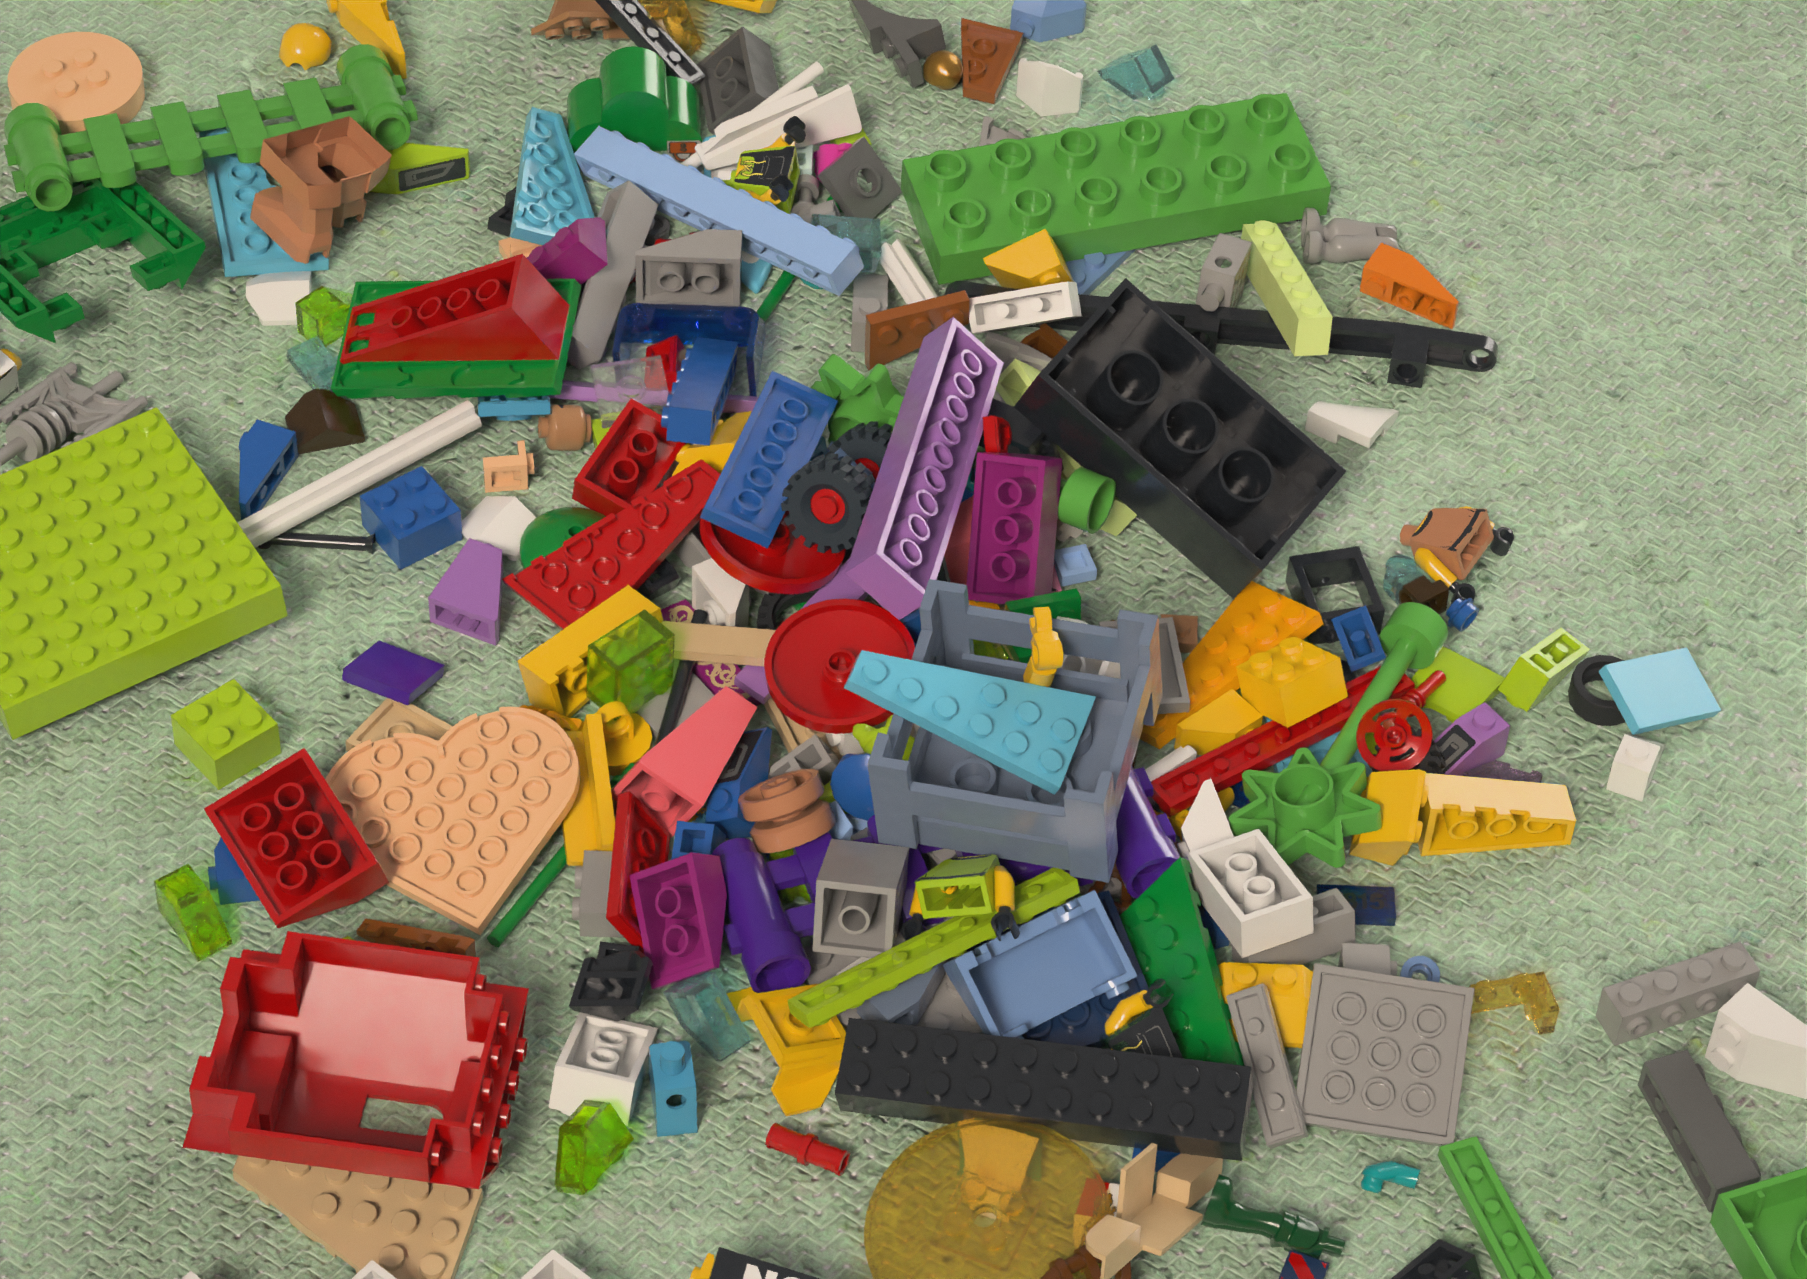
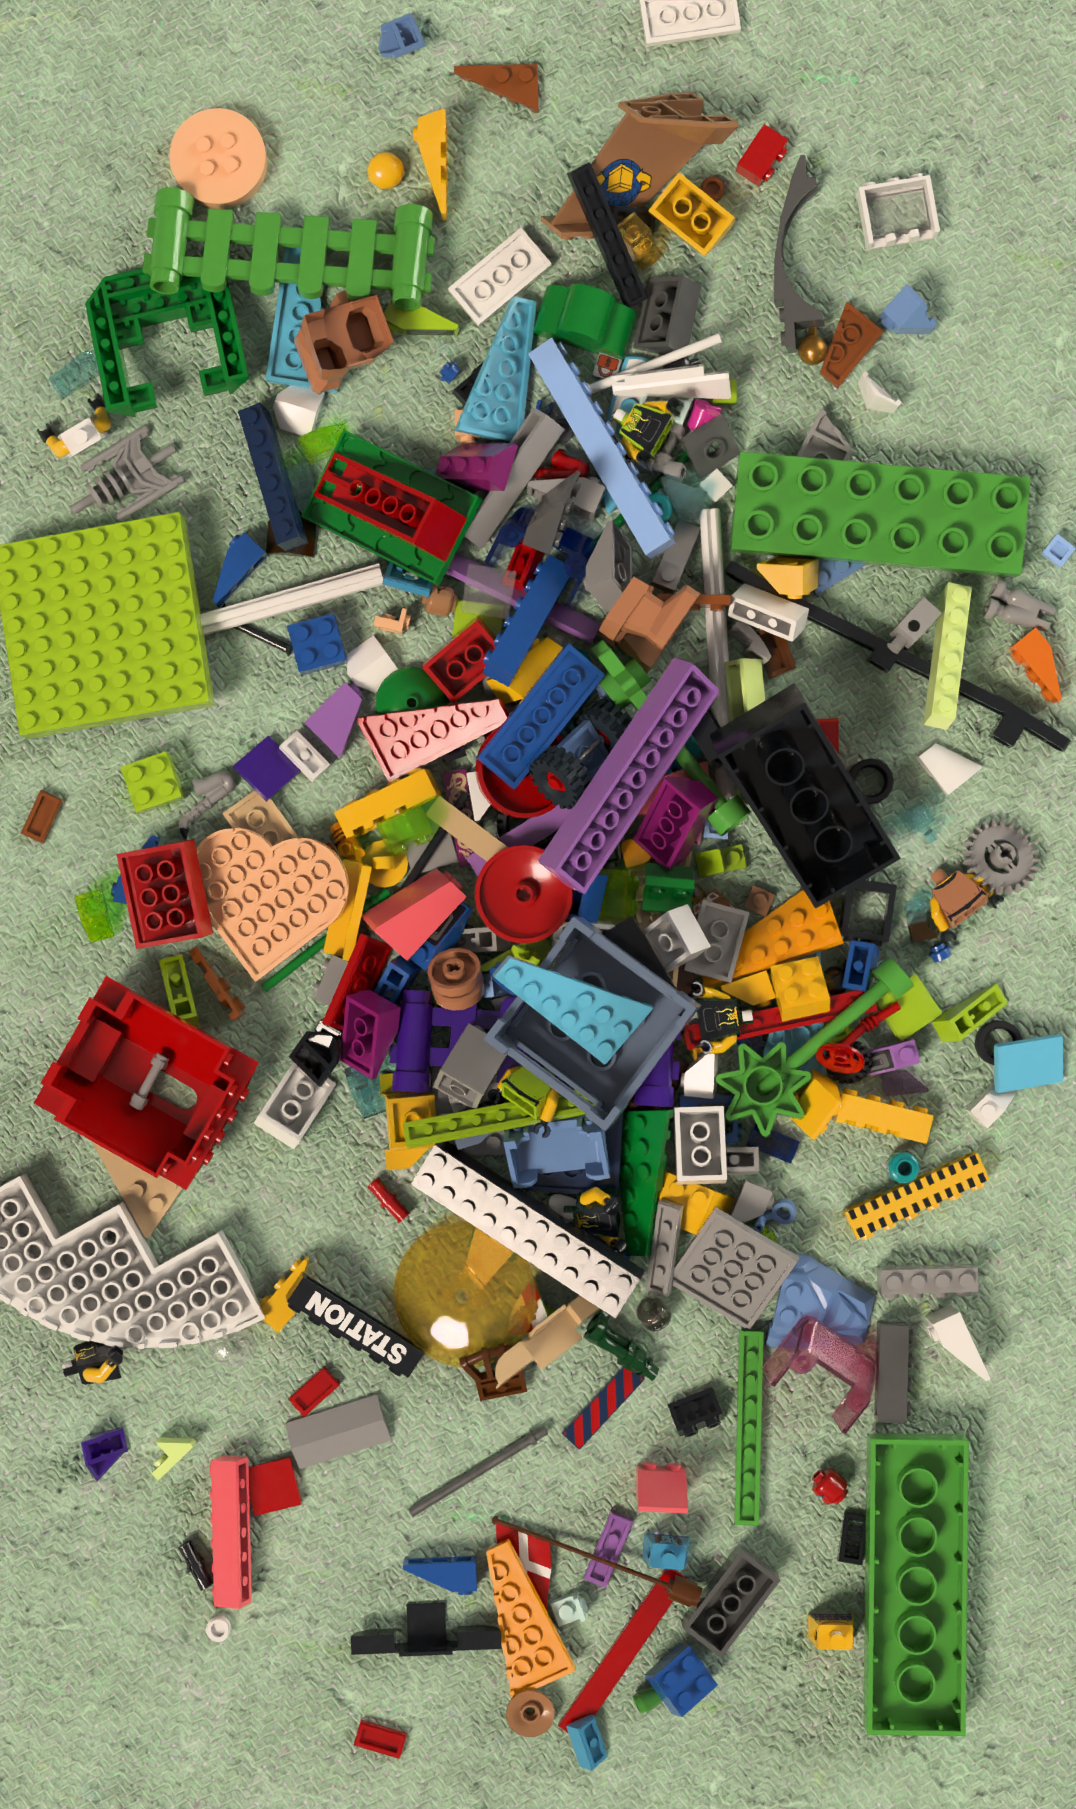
camera: 25 degrees right, 40 degrees up
(64, 830) = (42, 816): none -> dark orange tile
(277, 353) = (273, 477): none -> dark blue brick
(319, 719) = (214, 788): none -> light grey piece
(352, 1119) = (139, 1099): none -> light grey bar
(443, 646) = (304, 756): none -> white plate
(474, 205) = (449, 372): none -> blue plate
(499, 105) = (499, 277): none -> white plate
(588, 1146) = (266, 1161): clear neon green slope -> none
(669, 1075) = (326, 1135): dark azure torso -> none
(681, 271) = (551, 515): none -> dark grey slope
(790, 322) = (609, 567): none -> light grey slope
(866, 328) = (645, 624): none -> nougat piece
(891, 227) = (715, 485): none -> white tile
(996, 434) = (689, 751): red tile -> none
(1046, 649) = (624, 986): yellow bar -> none
(1104, 599) = (720, 860): none -> lime slope
(1139, 73) = (946, 397): clear light blue slope -> none
(1195, 746) = (717, 1019): none -> torso
(1296, 1161) = (653, 1313): none -> clear smoke head
(1354, 481) = (917, 819): none -> clear light blue brick
(1364, 177) = (1058, 551): none -> light blue plate
(1388, 1171) = (703, 1331): teal arm -> none
(1484, 485) = (1013, 846): none -> light grey gear
(1525, 989) = (843, 1256): clear yellow bracket -> none
(1542, 1092) = (823, 1294): none -> medium blue wedge
(1559, 865) = (902, 1167): none -> teal head
(1562, 1099) = (816, 1343): none -> clear pink windscreen
(1599, 898) = (923, 1192): none -> yellow brick

